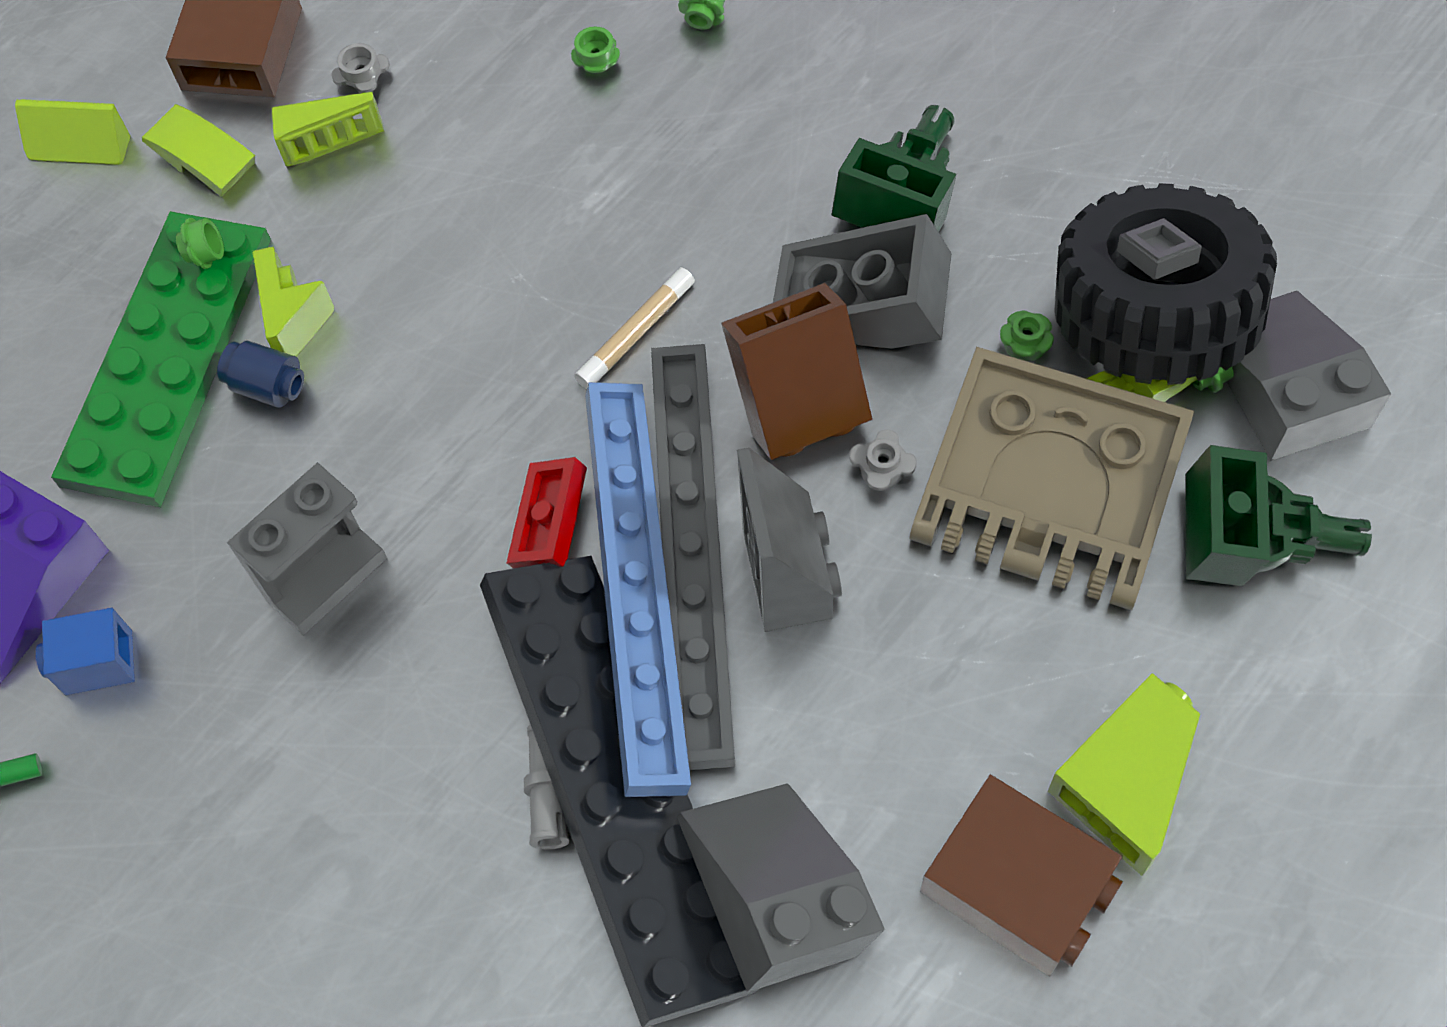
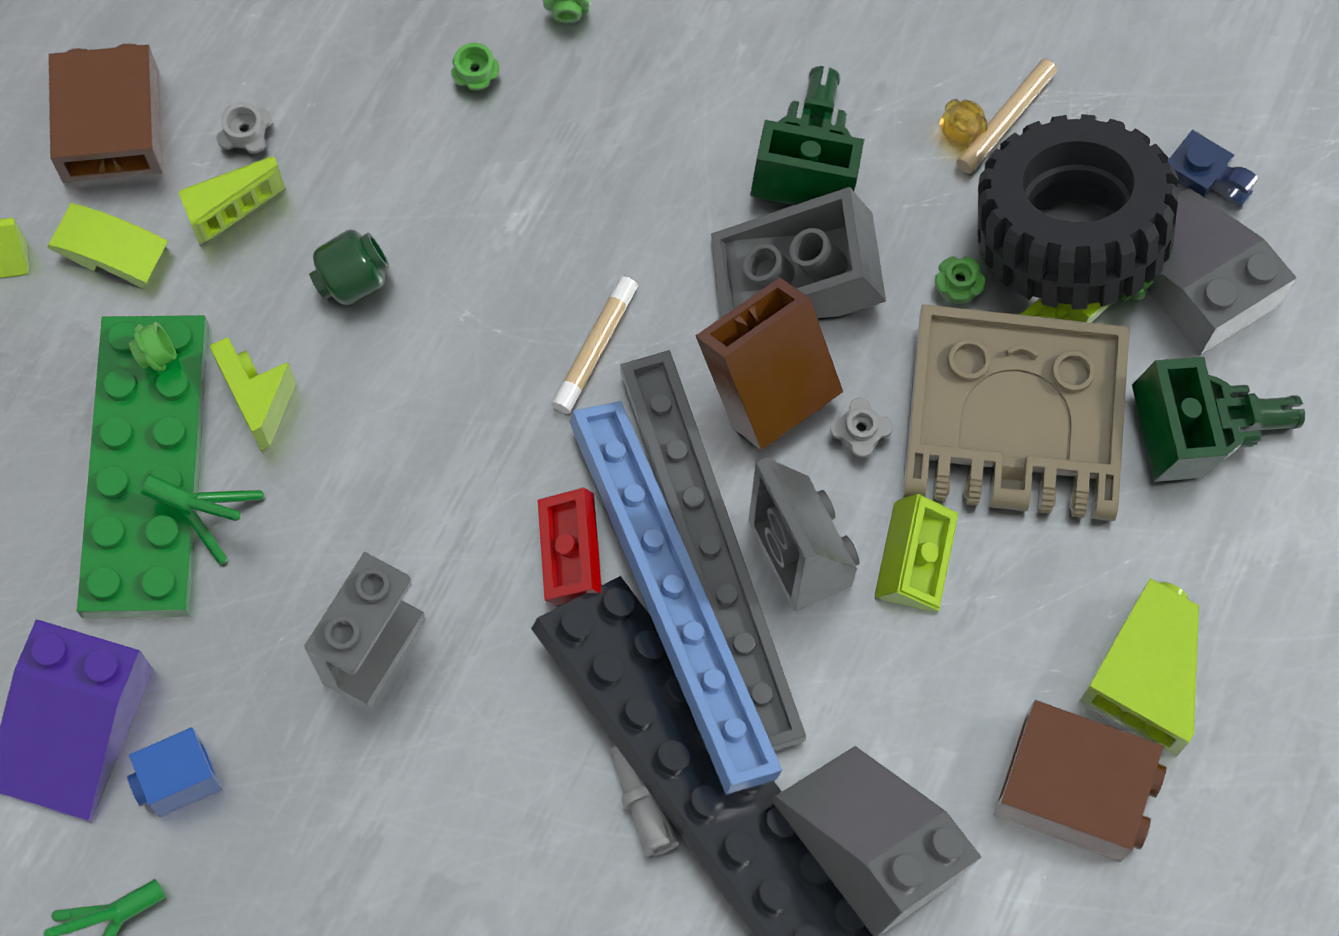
camera: 20 degrees left, 5 degrees up
(204, 398) = (202, 501): none -> green plant
(260, 373) = (251, 464): dark blue brick -> none
(414, 208) = (349, 267): none -> dark green head
(909, 600) = (916, 553): none -> lime slope
(1070, 183) = (963, 121): none -> clear yellow plate
(1133, 176) = (1006, 116): none -> tan bar
(1159, 248) = (1073, 187): dark grey tile -> none
(1324, 273) = (1207, 167): none -> dark blue plate

